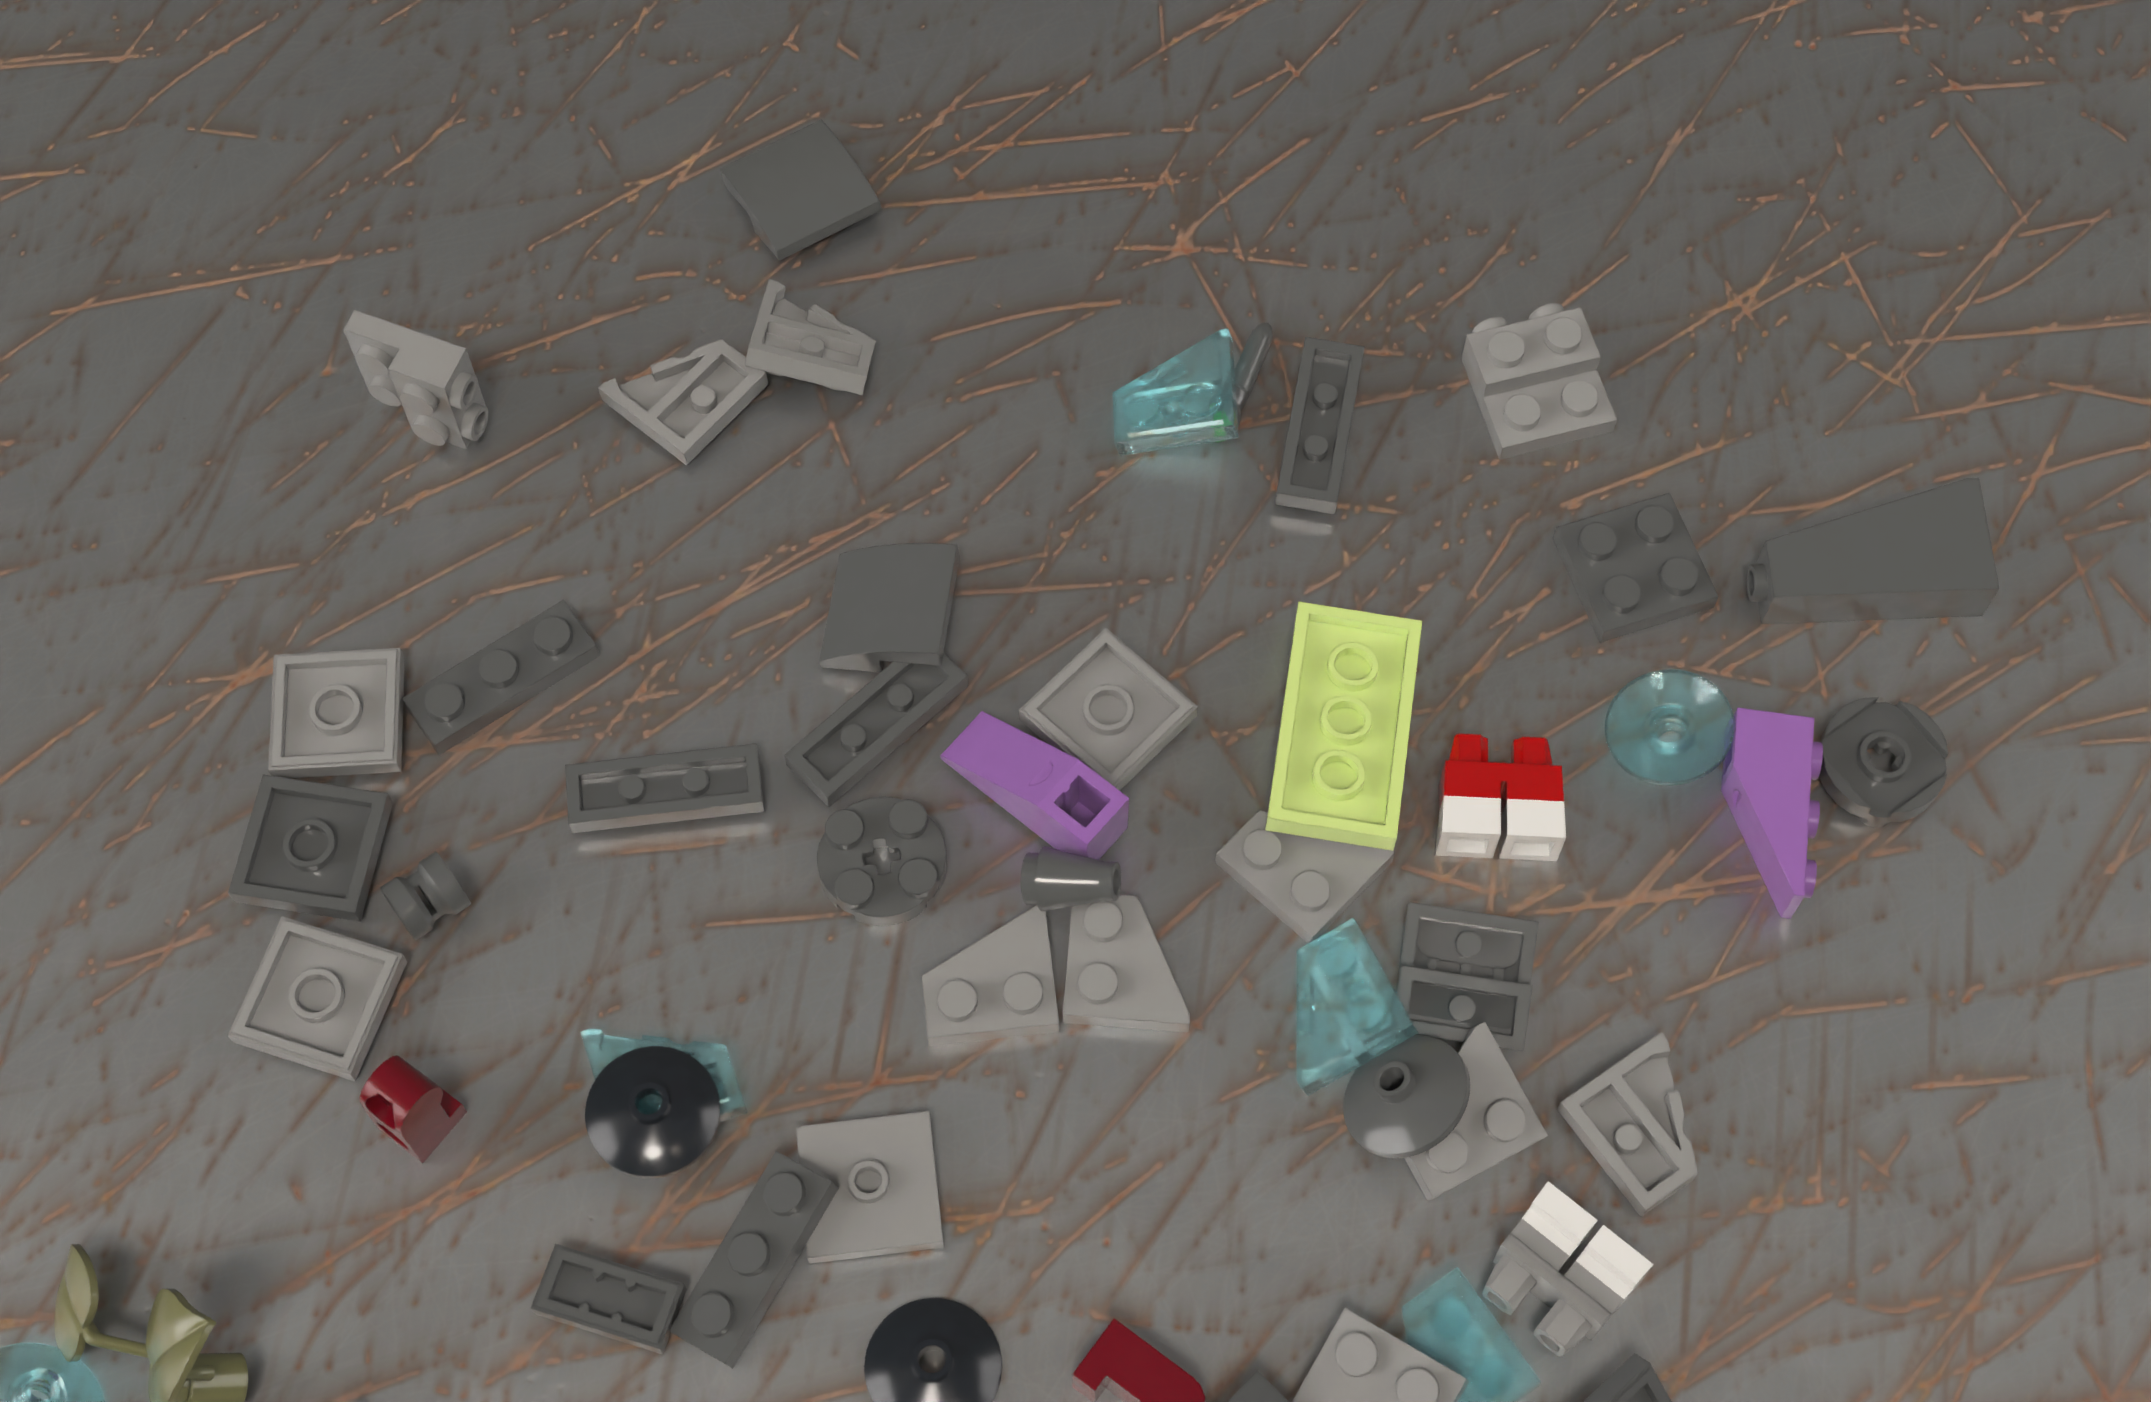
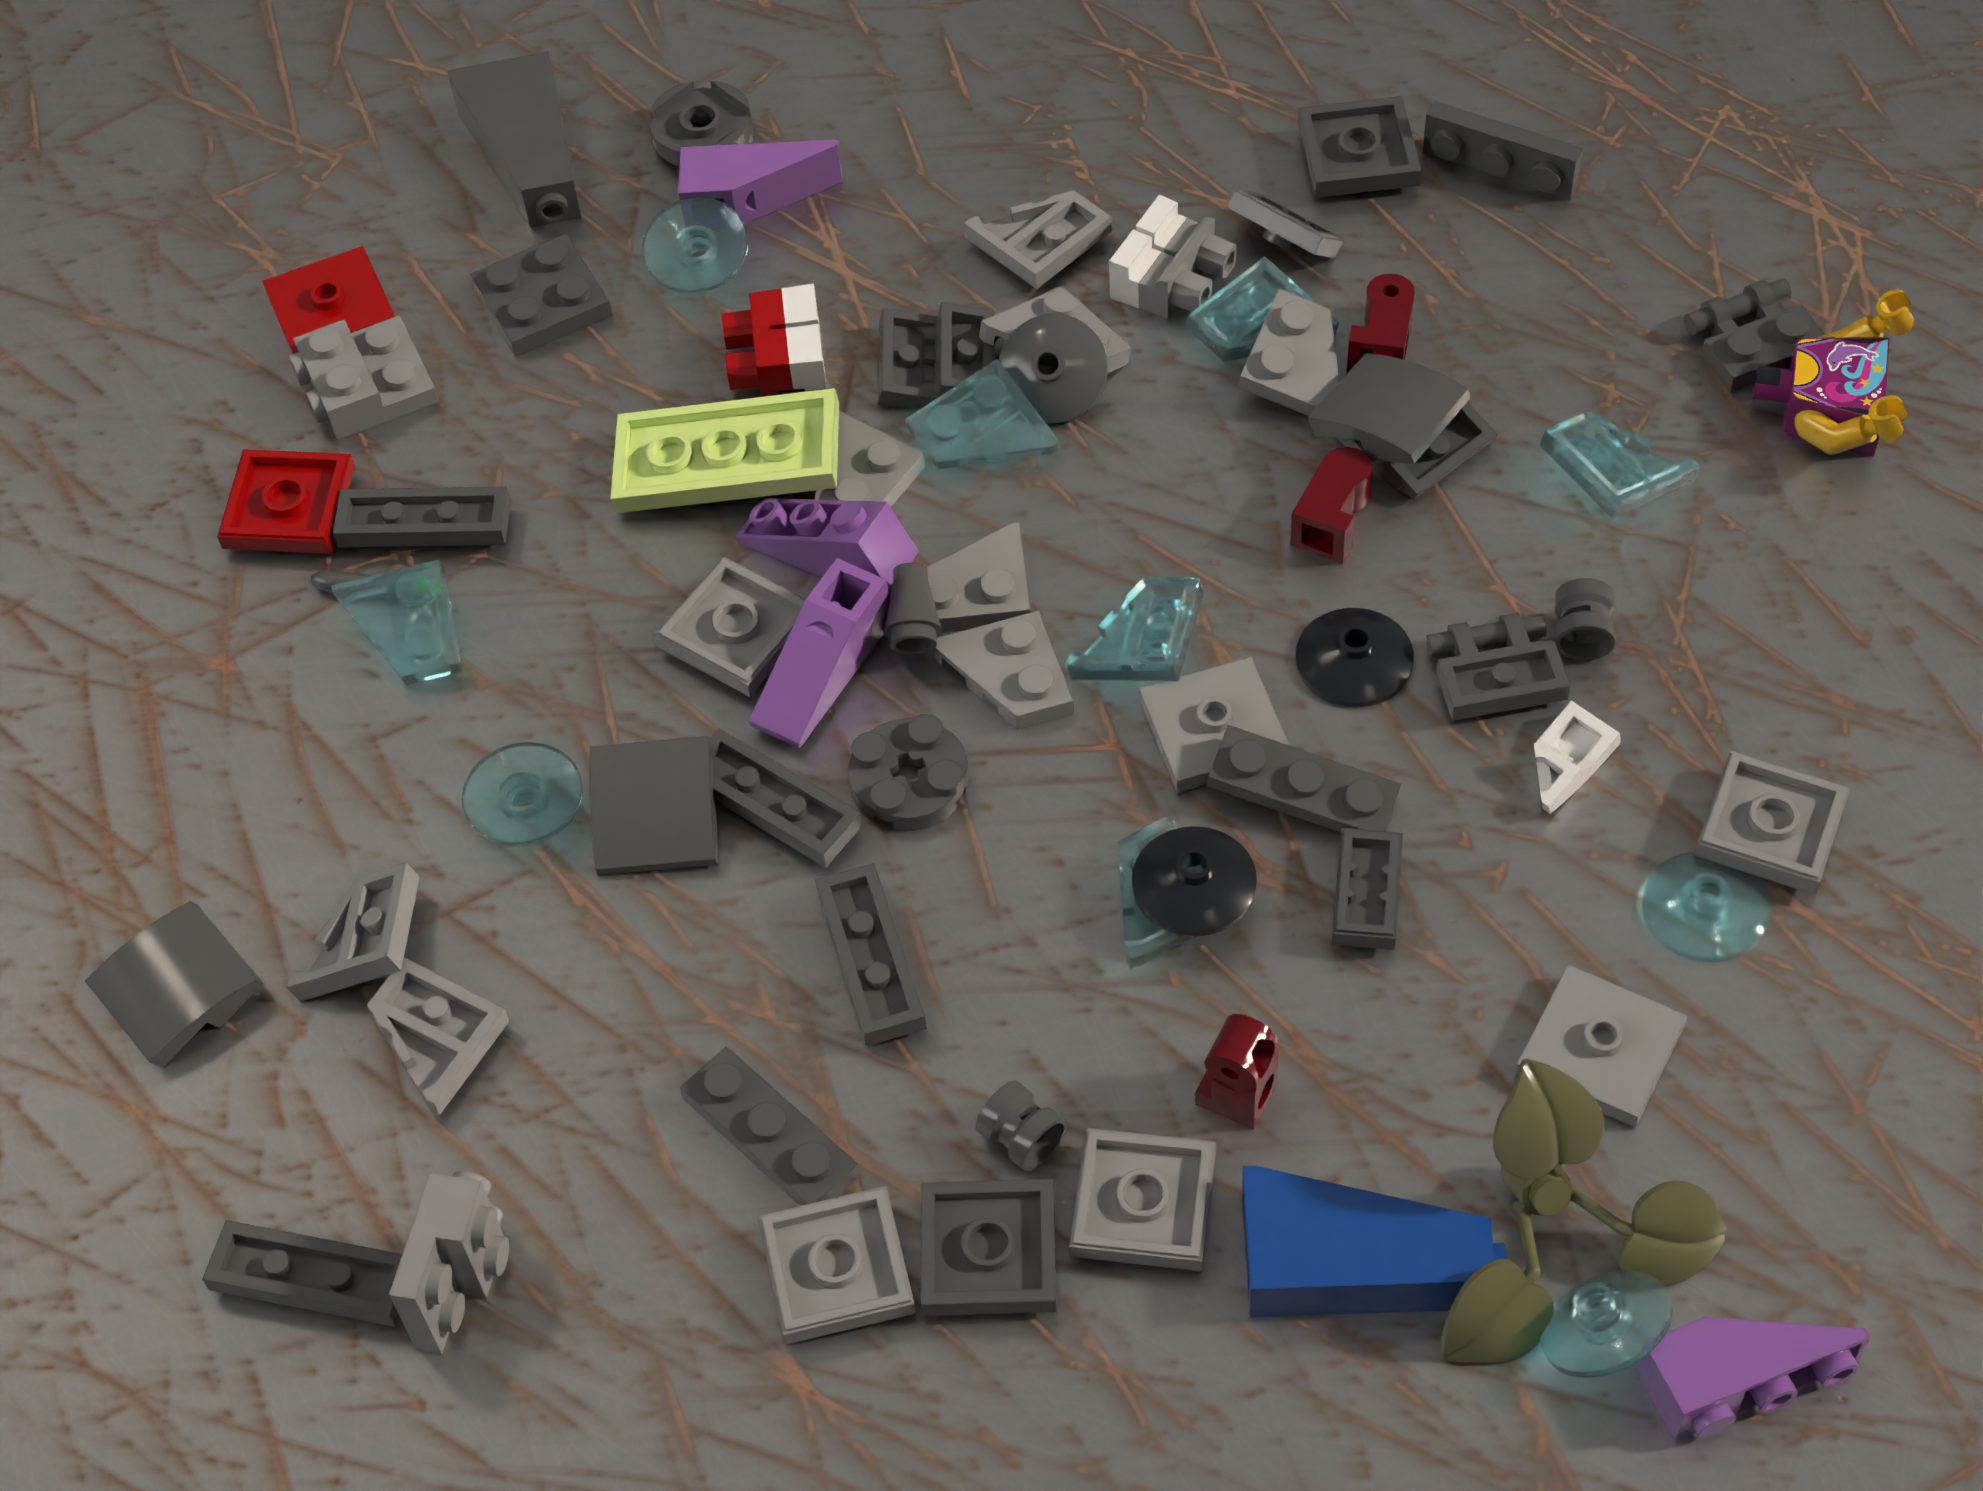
camera: 95 degrees left, 10 degrees down
(193, 1182) = (1353, 1249): none -> blue slope
(470, 274) = (304, 1272): none -> dark grey plate
(929, 466) = (517, 776): none -> clear light blue dish
(1000, 1132) = (1144, 635): none -> clear light blue wing
(1196, 819) = (819, 531): none -> medium lavender slope
(1369, 299) = (285, 501): none -> red plate
(1656, 357) = (328, 293): none -> red plate

